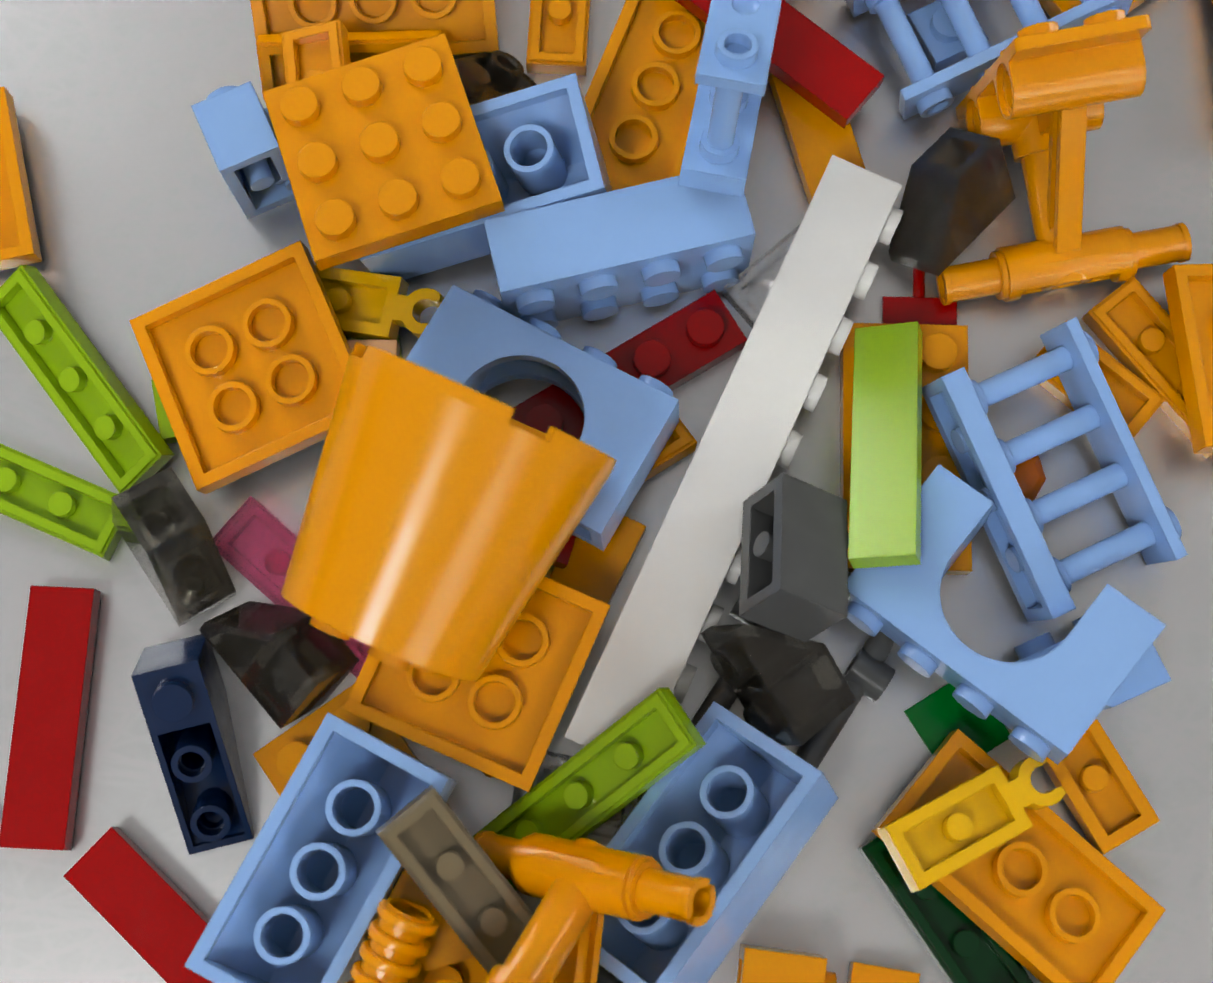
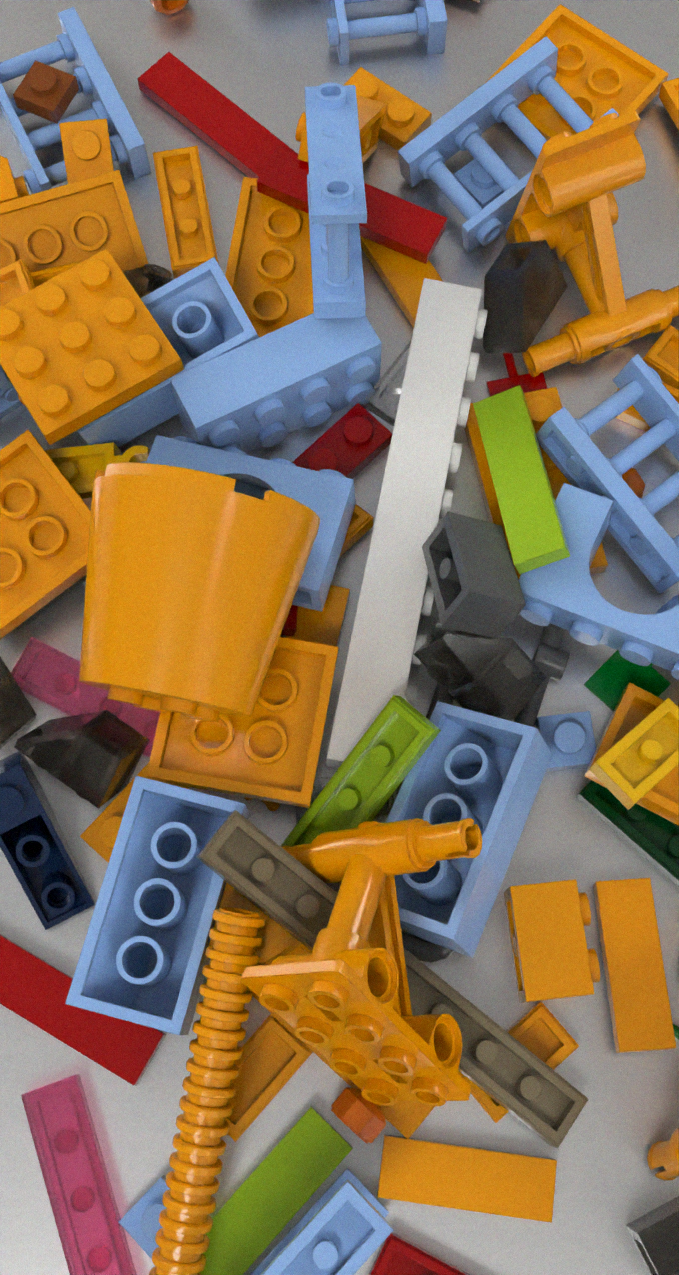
camera: 15 degrees left, 5 degrees down
(864, 777) = (569, 739): none -> light blue plate

